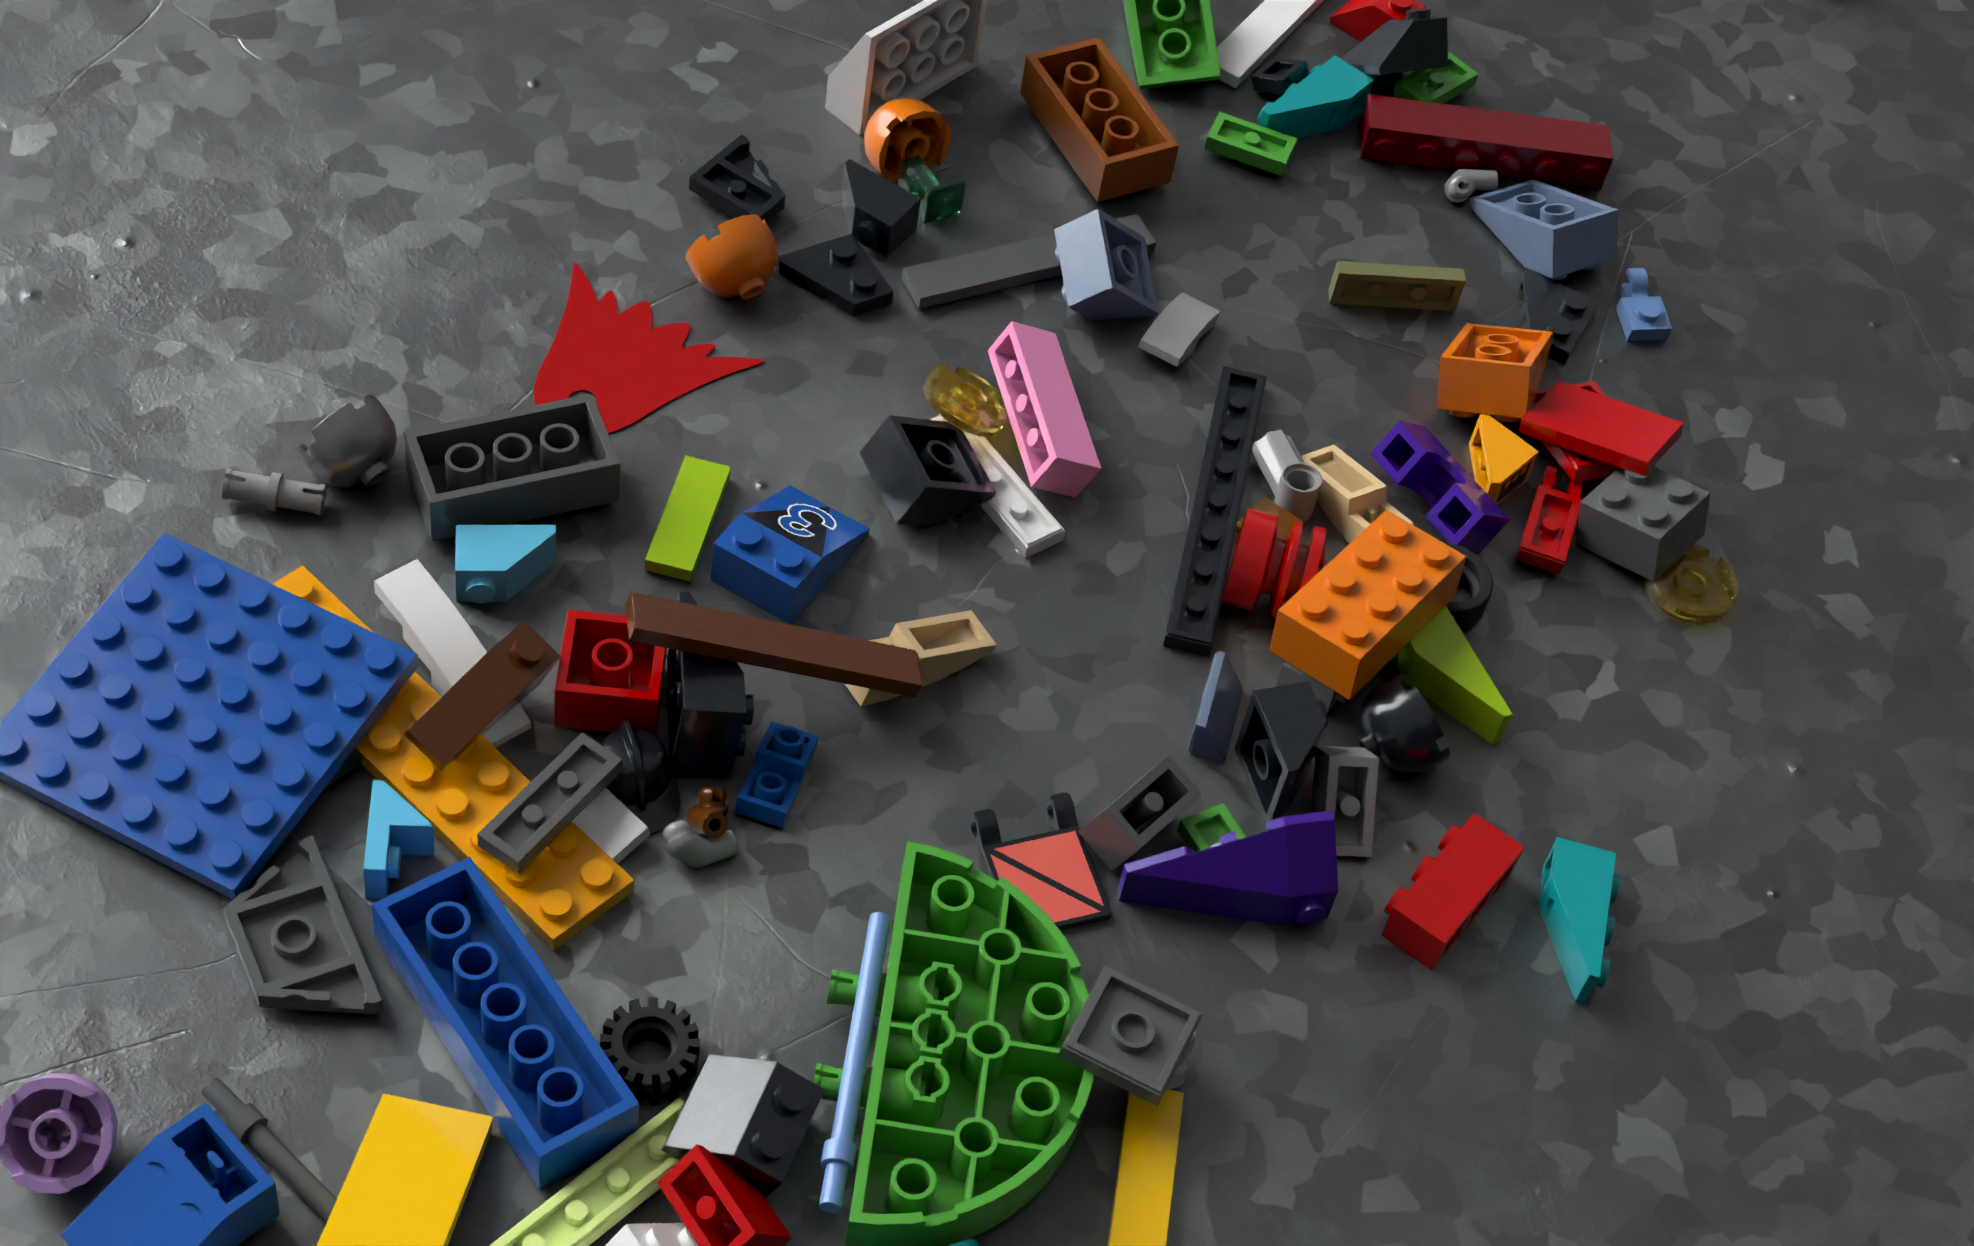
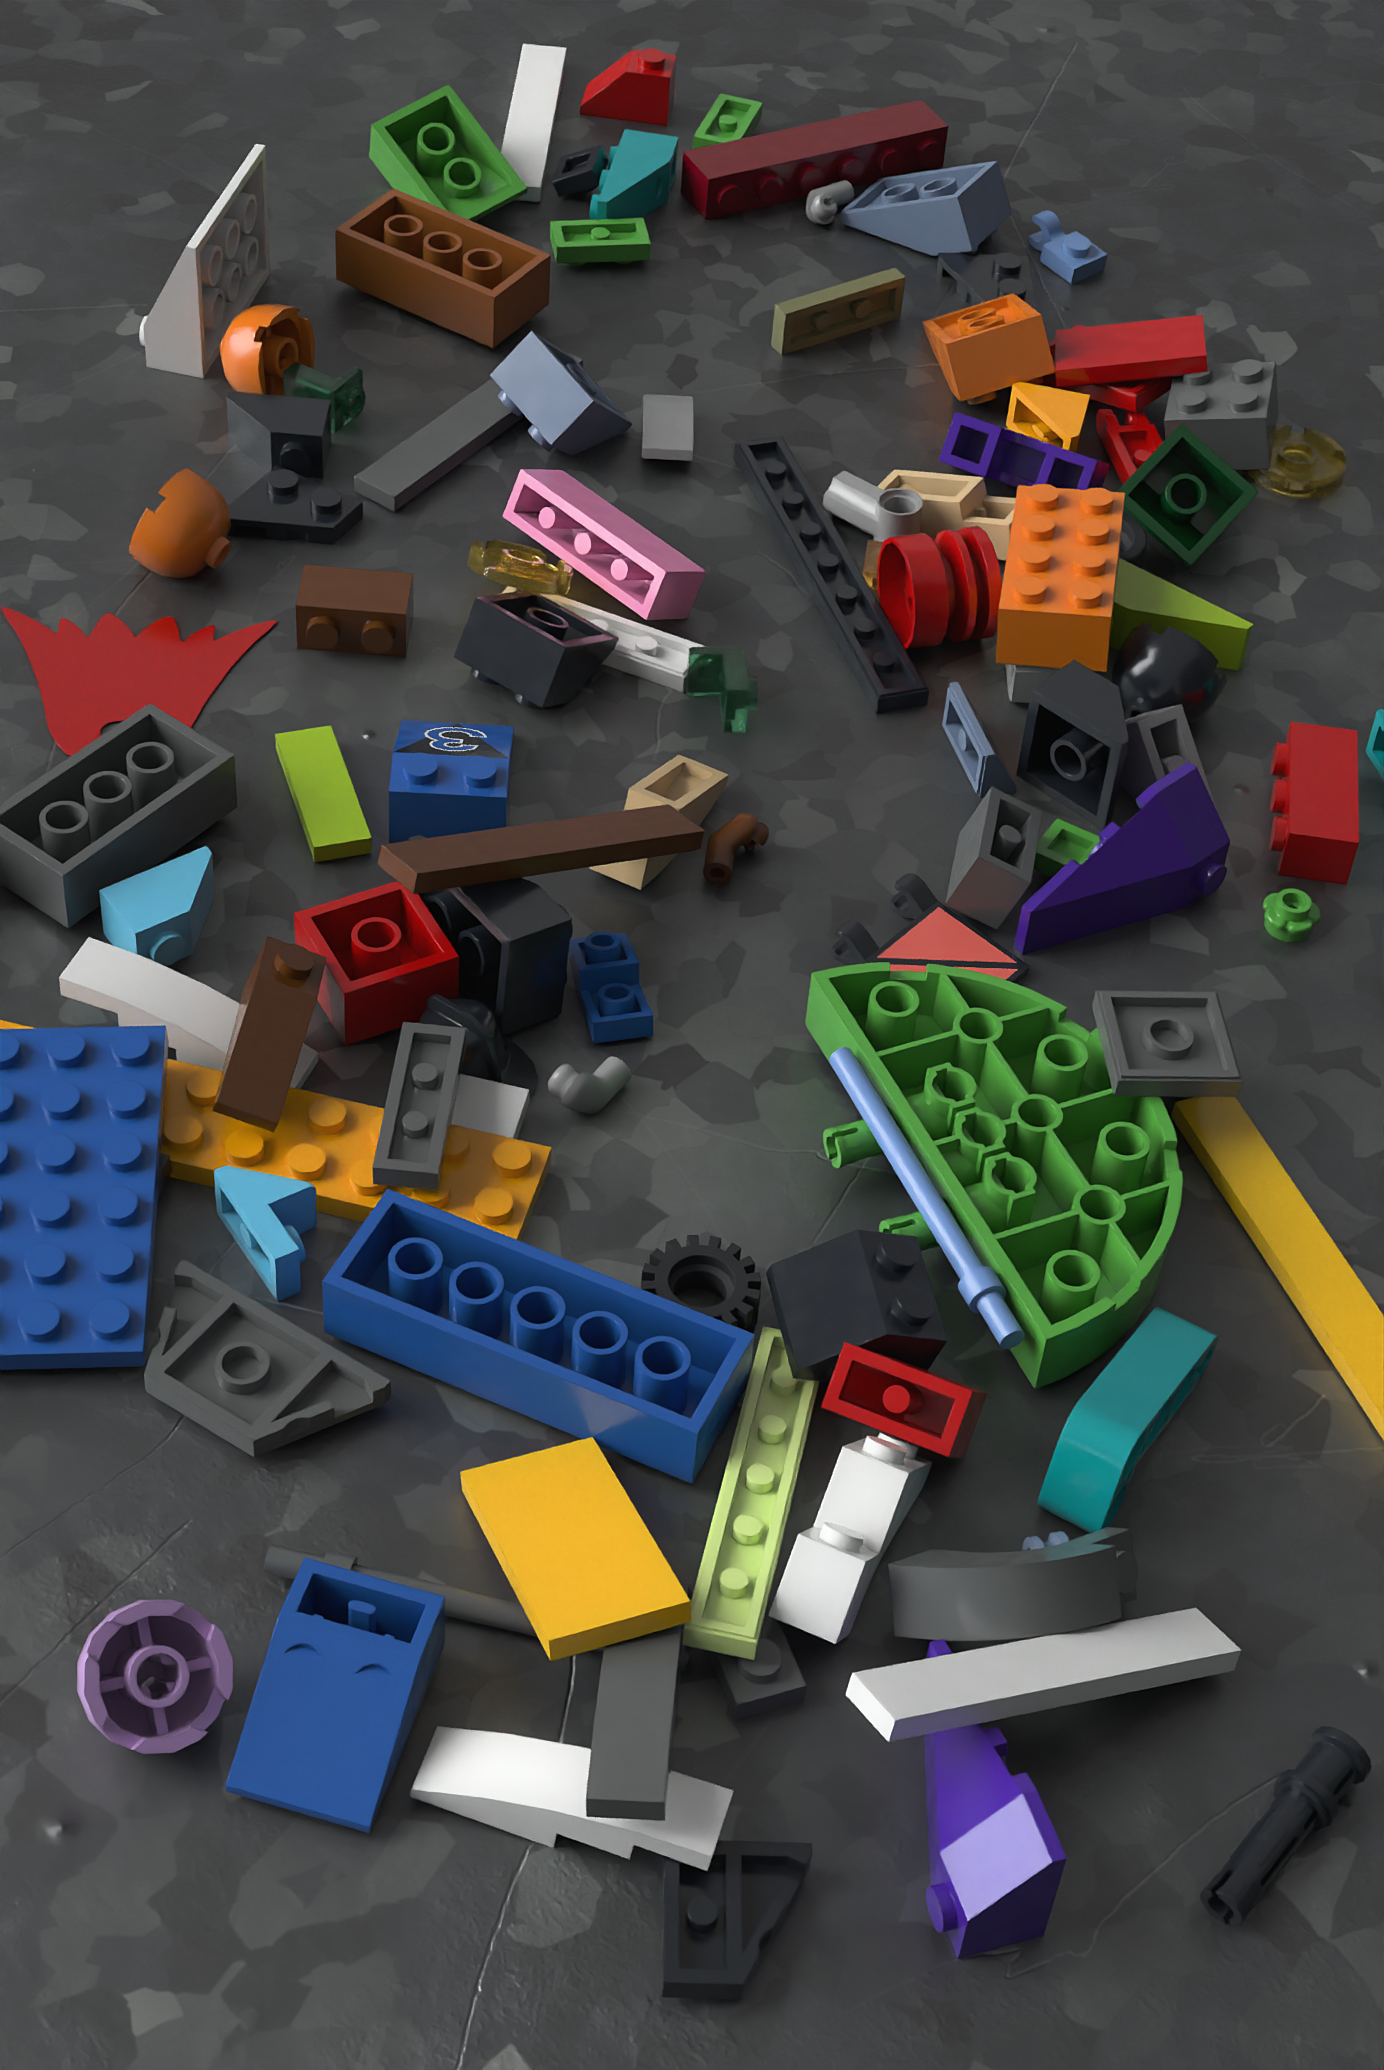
camera: 25 degrees left, 5 degrees down
(710, 813) = (579, 1052): reddish brown arm -> none
(738, 183) = (120, 465): black wing -> none
(816, 381) = (354, 610): none -> reddish brown brick
(955, 698) = (722, 845): none -> reddish brown arm
(1056, 561) = (723, 674): none -> clear green bracket
(1352, 983) = (1290, 915): none -> bright green plate
(1403, 45) = (686, 93): black slope -> none
(1541, 578) = (1186, 495): none -> dark green slope

